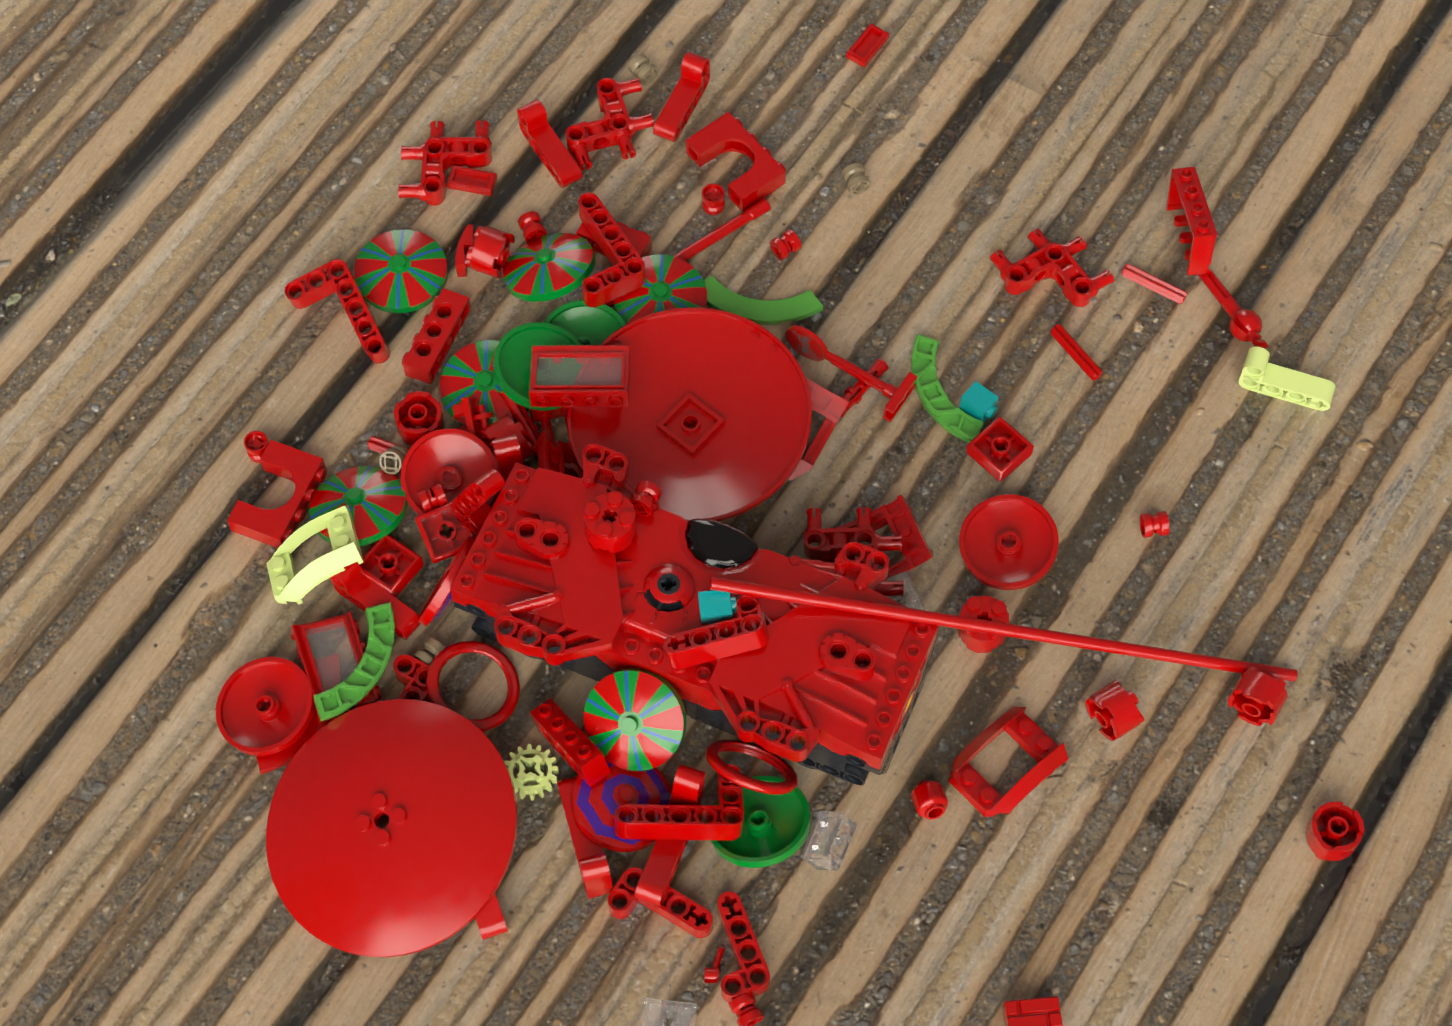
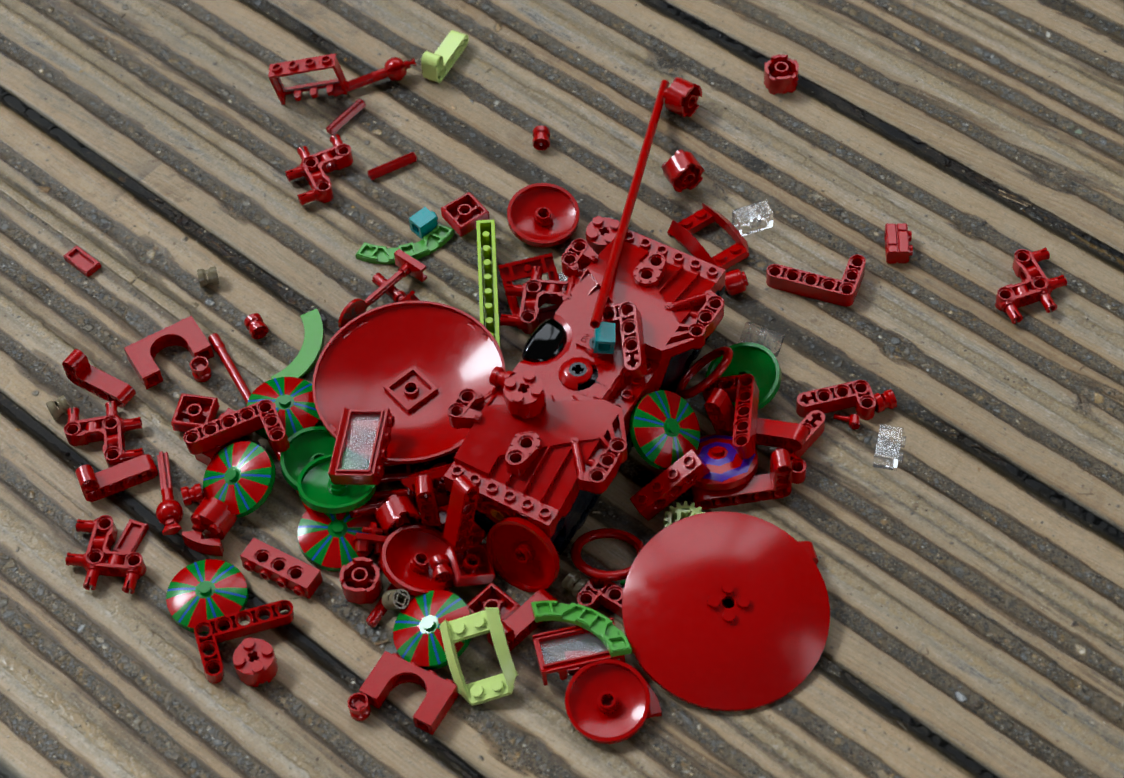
camera: 80 degrees left, 10 degrees down
(309, 331) = (255, 661): none -> red brick
(503, 207) = (169, 511): none -> red piece
(637, 196) = (194, 411): none -> red brick
(846, 496) = (488, 277): none -> lime brick
(939, 914) = (817, 286): none -> red beam
(1047, 813) = (753, 218): none -> clear brick

